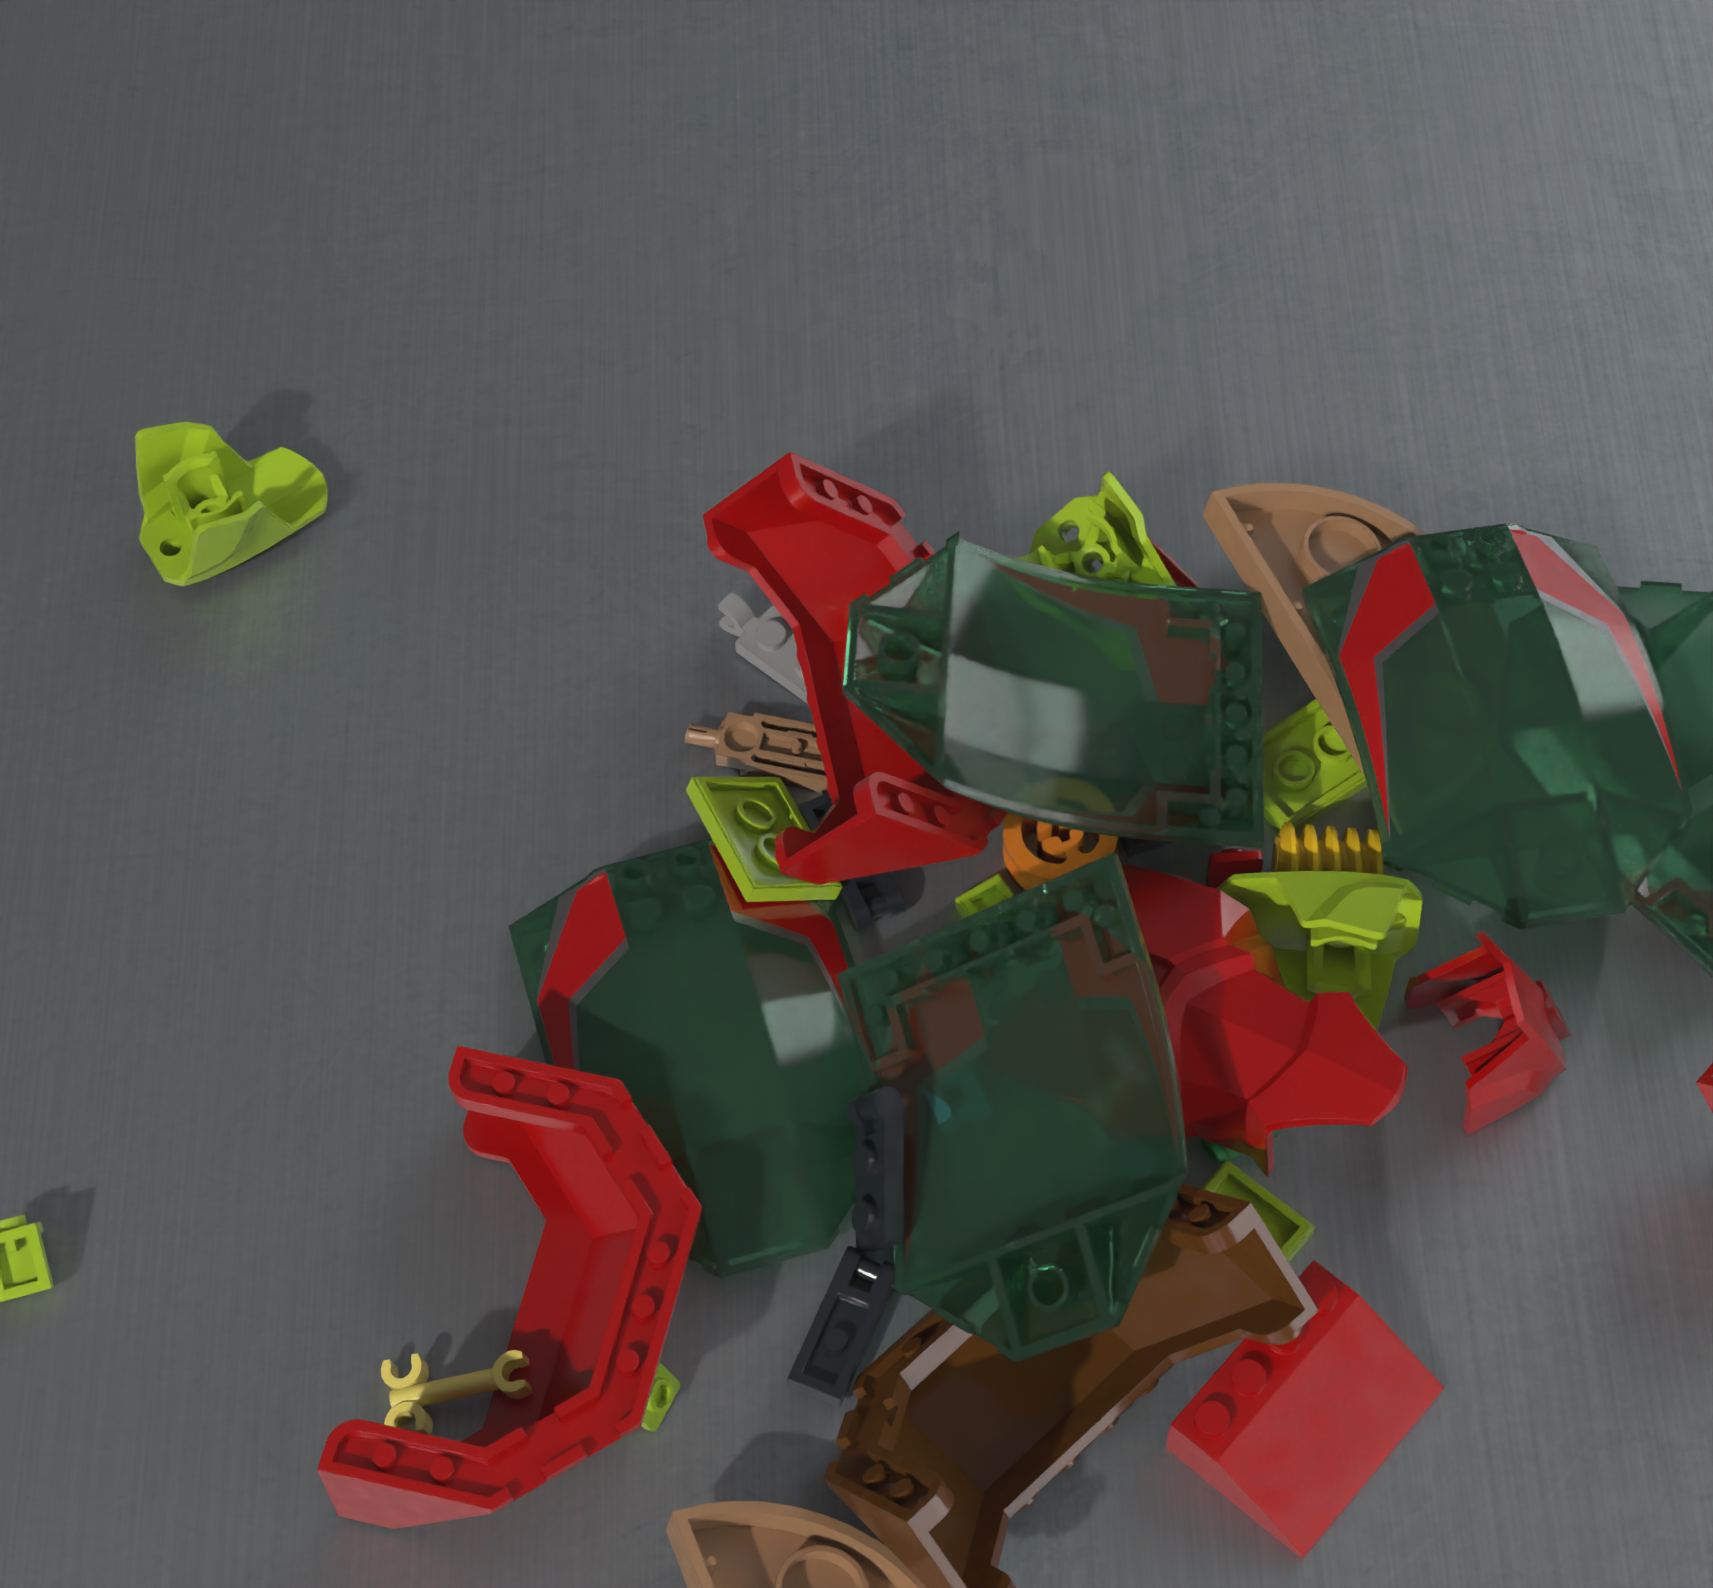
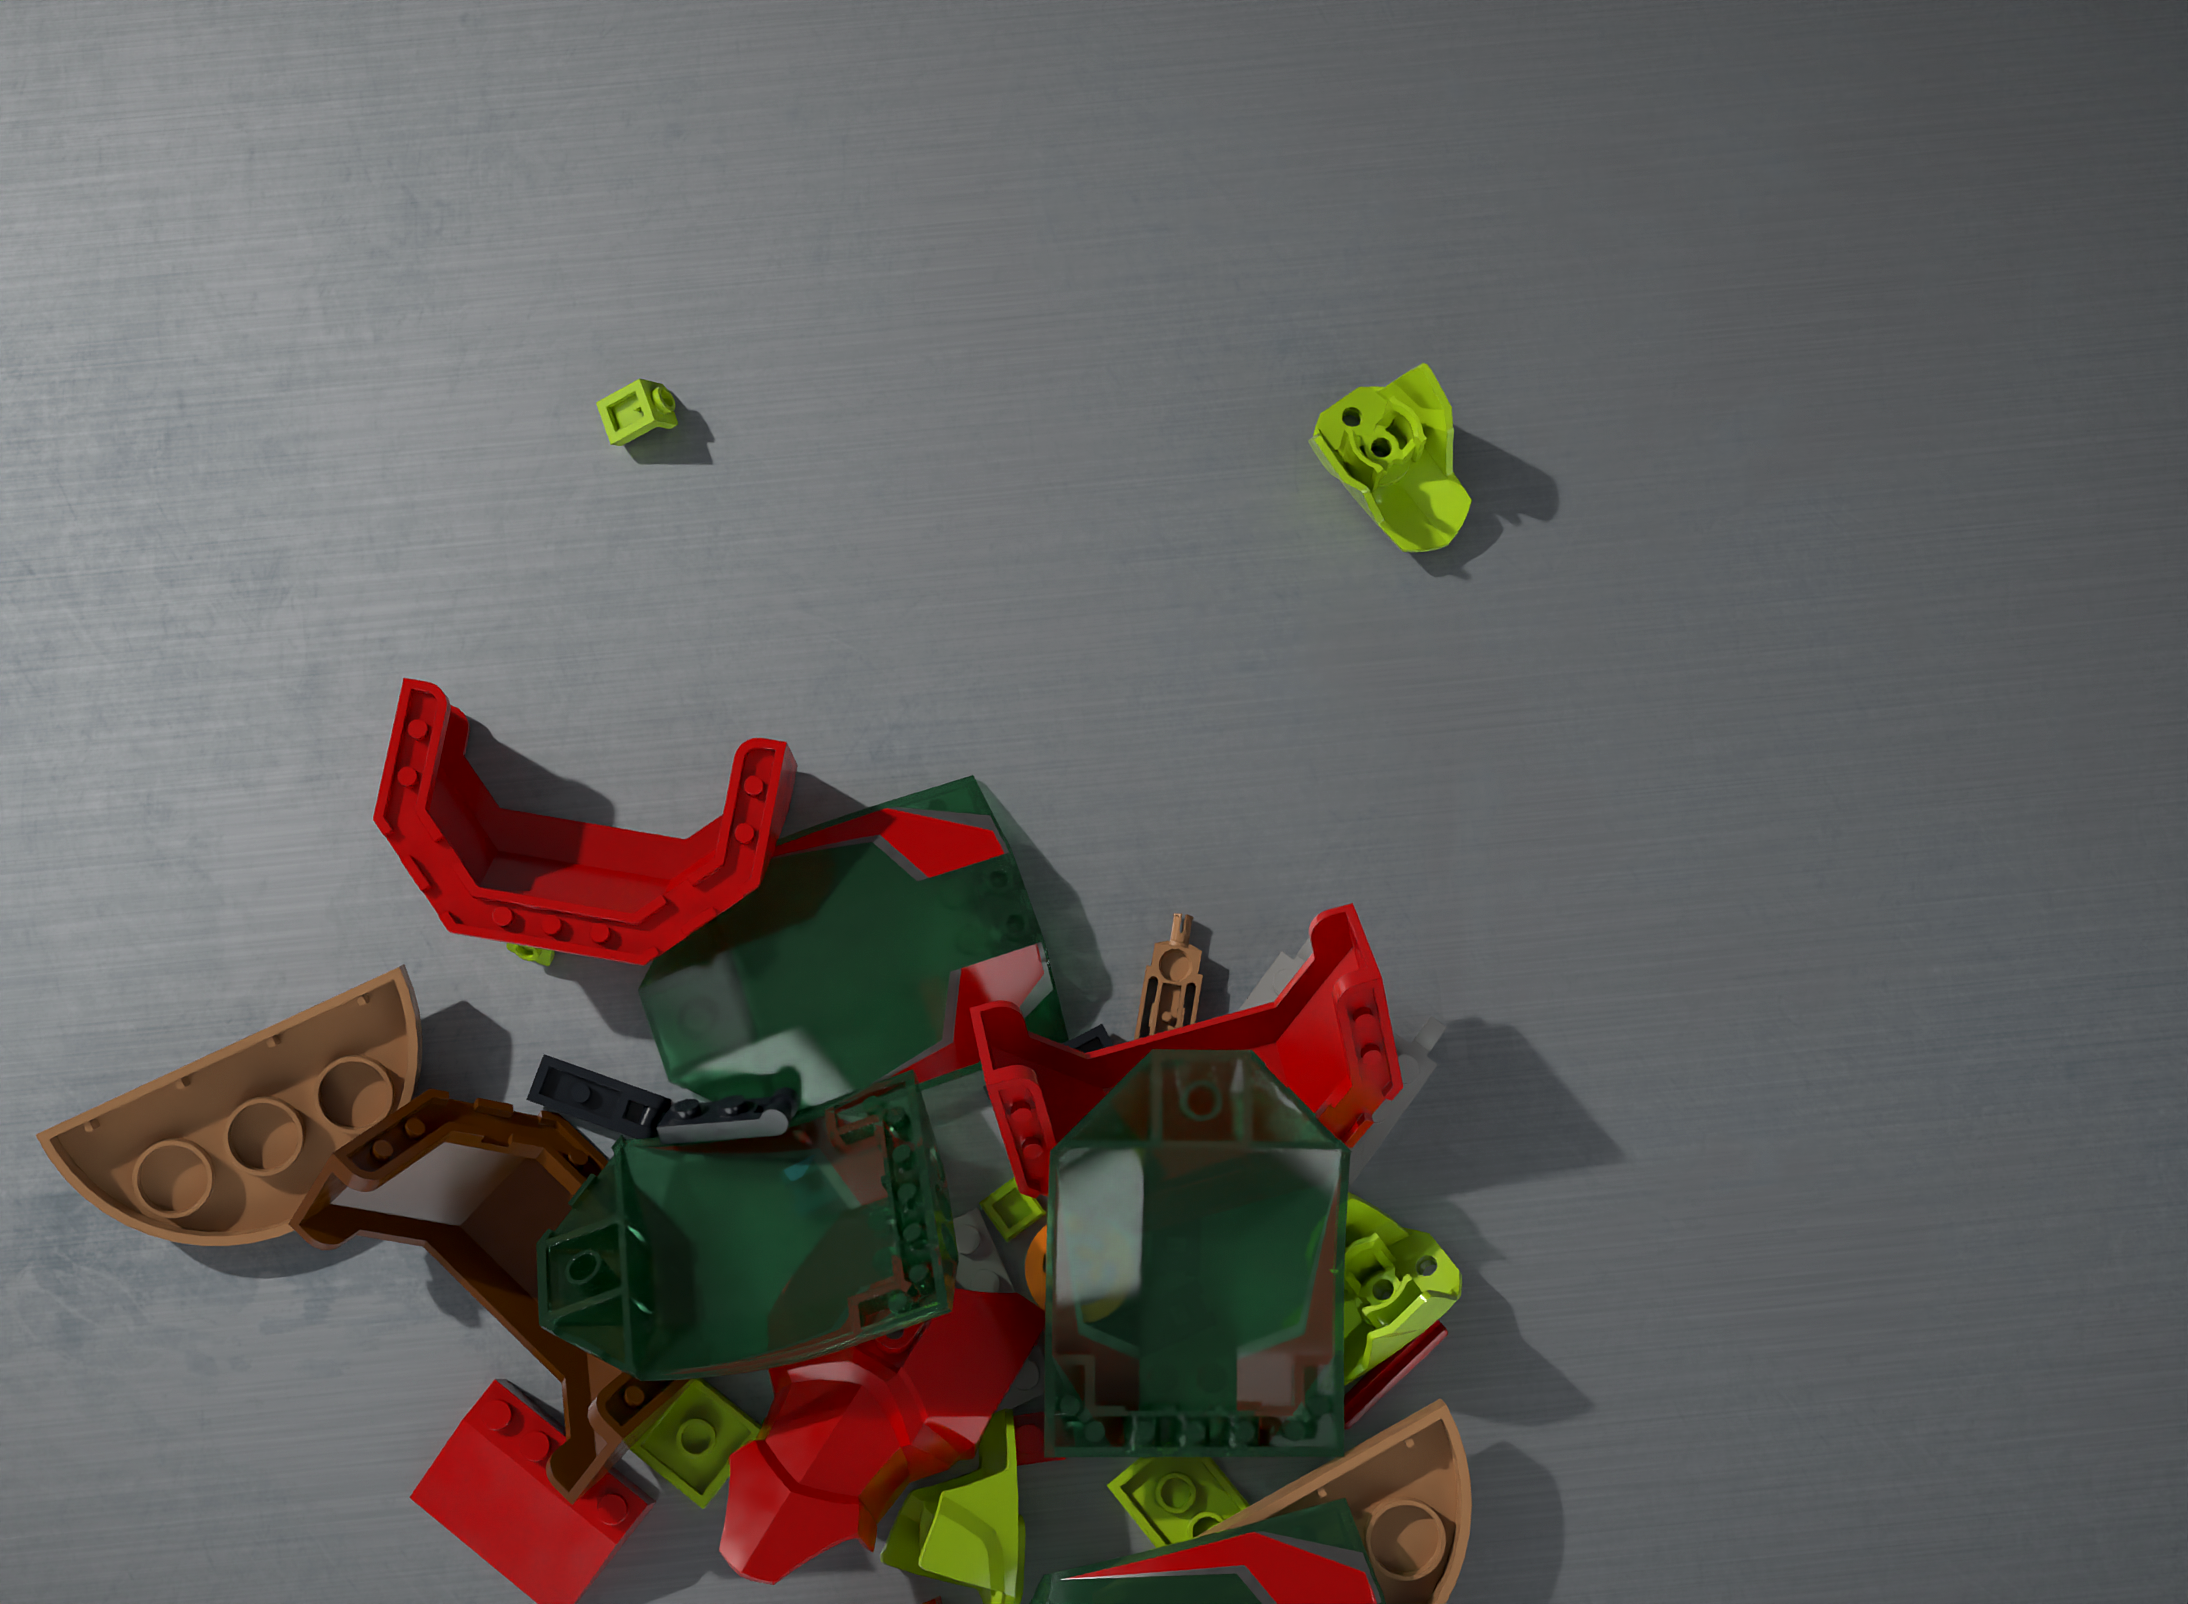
camera: 85 degrees right, 20 degrees up
(414, 1391) = (525, 748): light yellow bar -> none
(743, 823) = (1065, 984): lime tile -> none
(1327, 853) = (1071, 1520): yellow piece -> none

